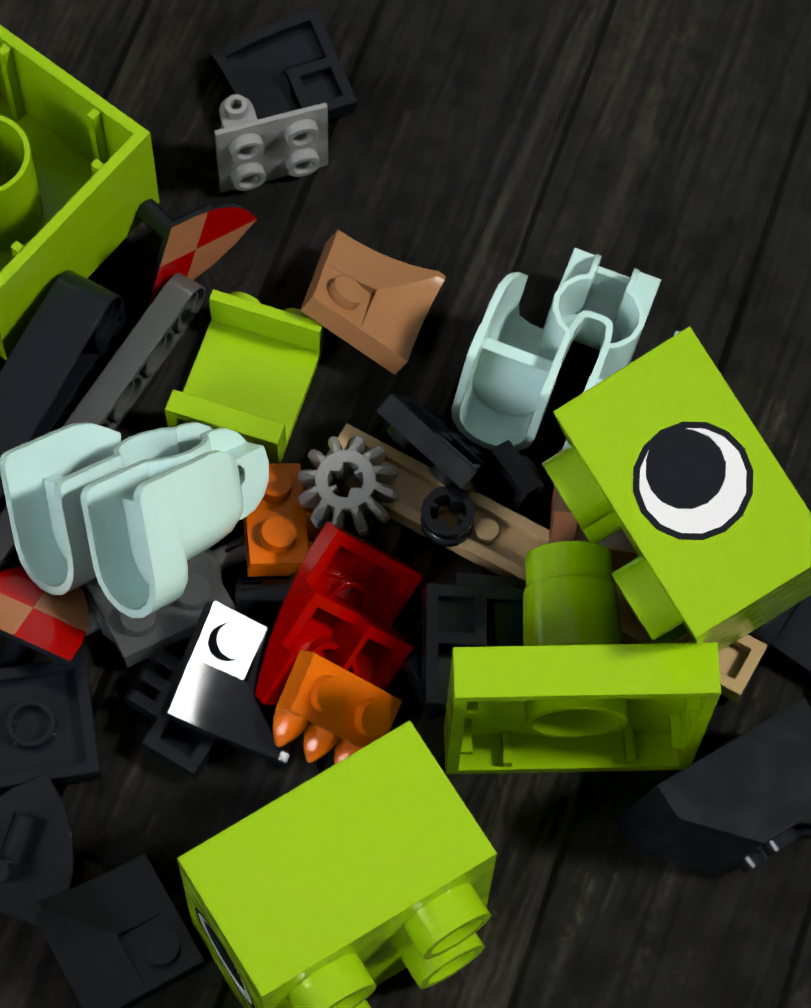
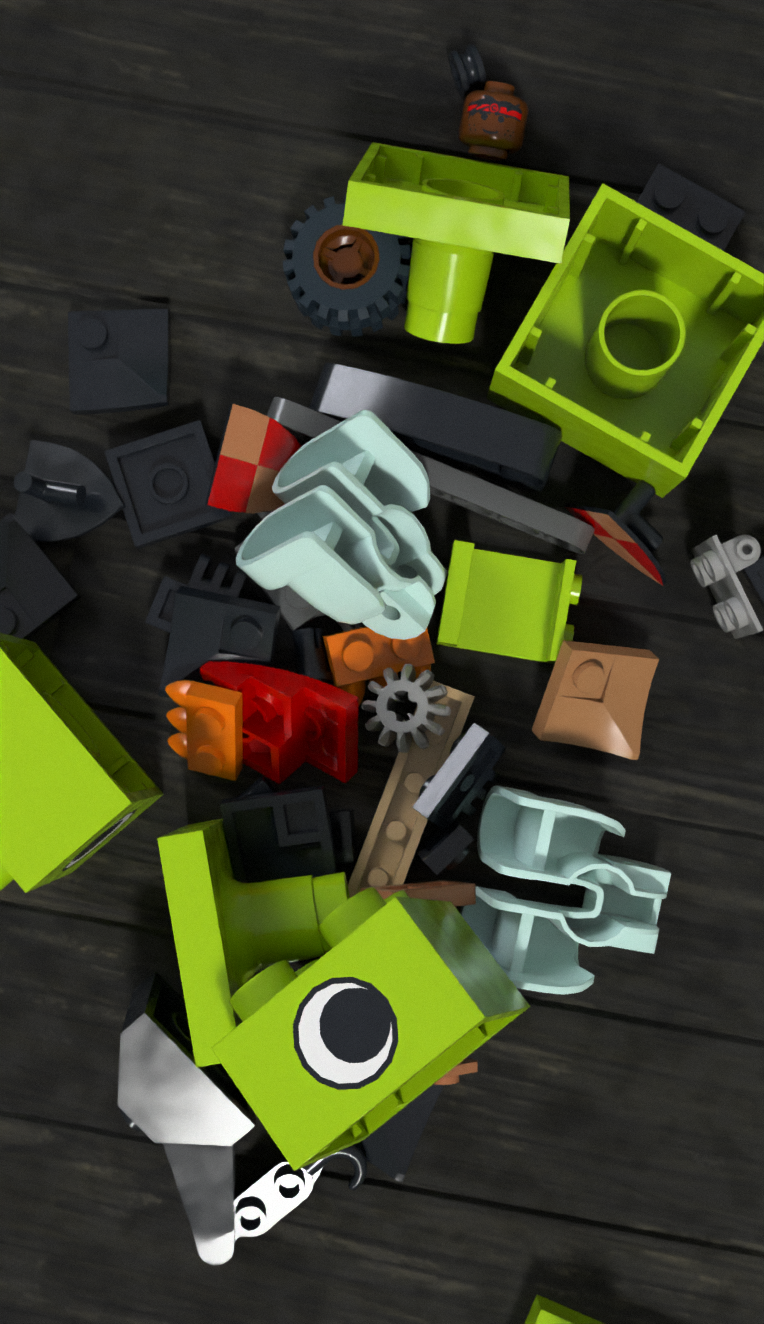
camera: 85 degrees right, 20 degrees up
(457, 502) = (381, 792): black bush -> none

